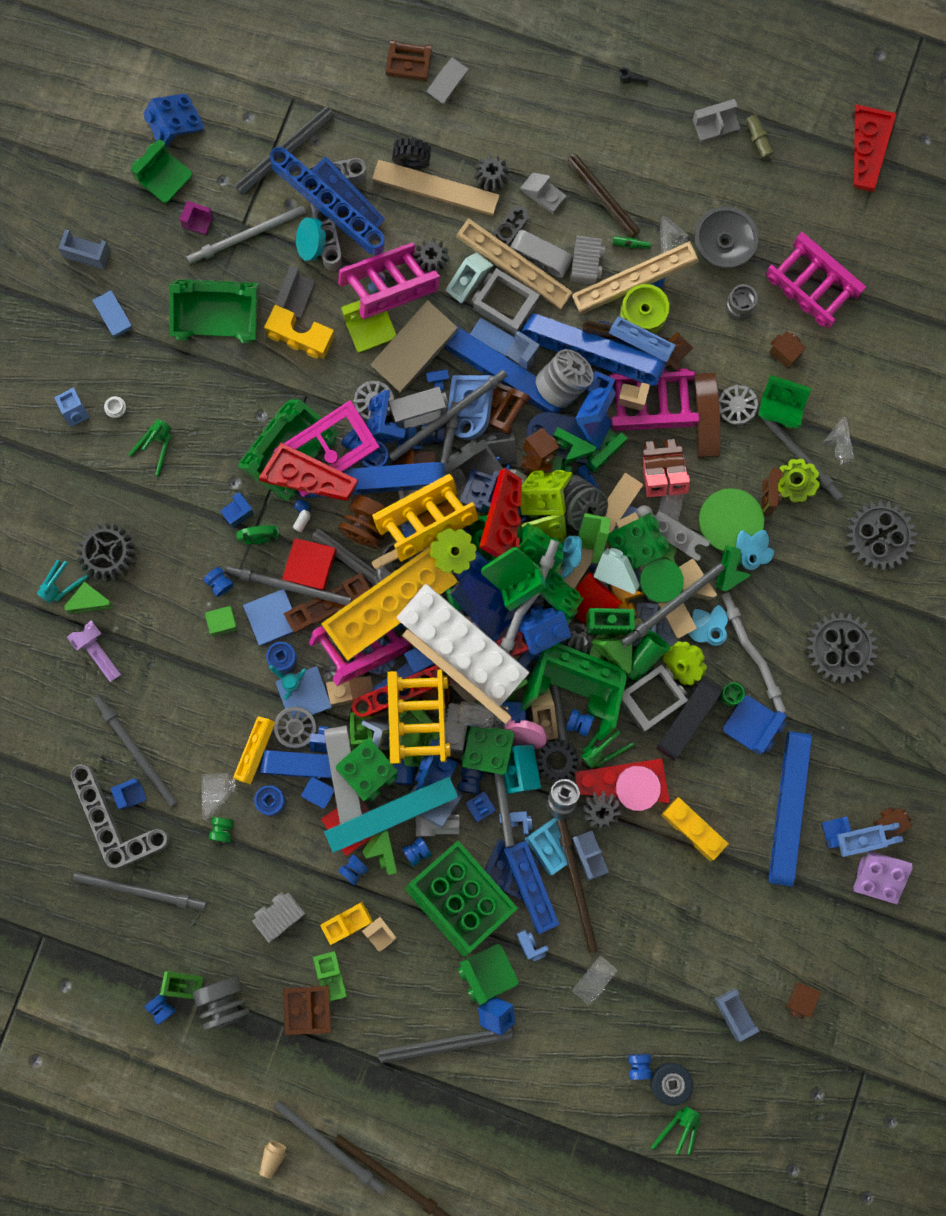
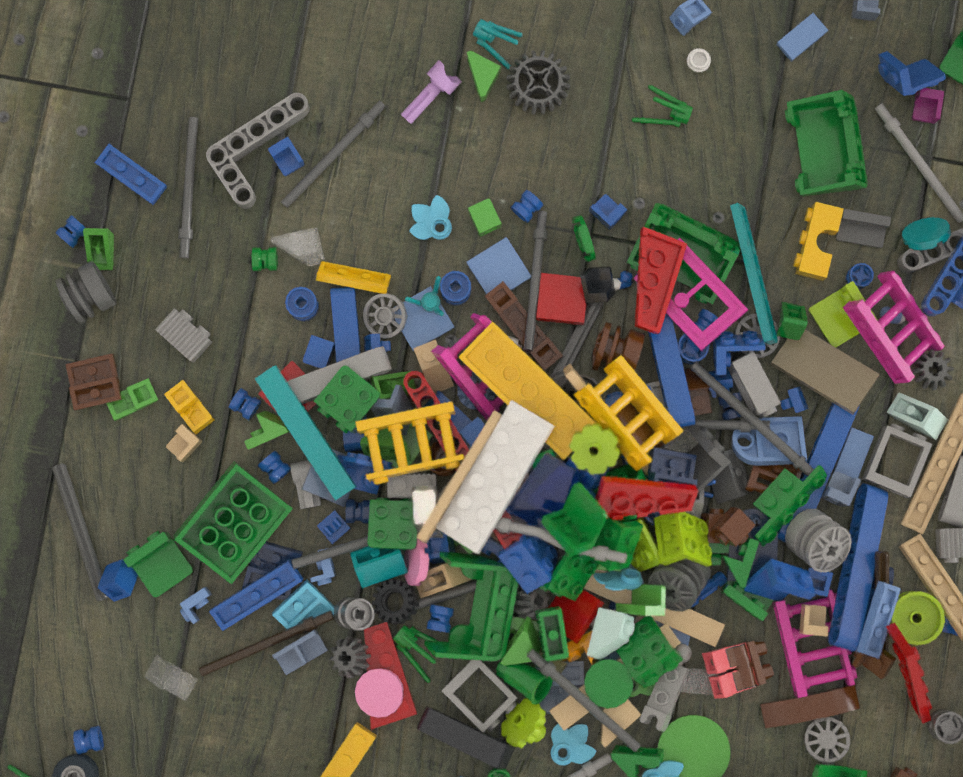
camera: 85 degrees right, 5 degrees up
(116, 944) = (131, 174): none -> blue plate
(168, 227) = (909, 78): none -> blue bracket
(210, 671) = (429, 217): none -> medium azure plate
(302, 529) = (598, 284): none -> black panel
(322, 391) = (754, 274): none -> teal tile
(335, 299) = (863, 274): none -> blue wheel
(367, 366) = (792, 321): none -> green slope
(523, 401) = (783, 499): none -> green bracket
(692, 319) = (911, 673): none -> red wing

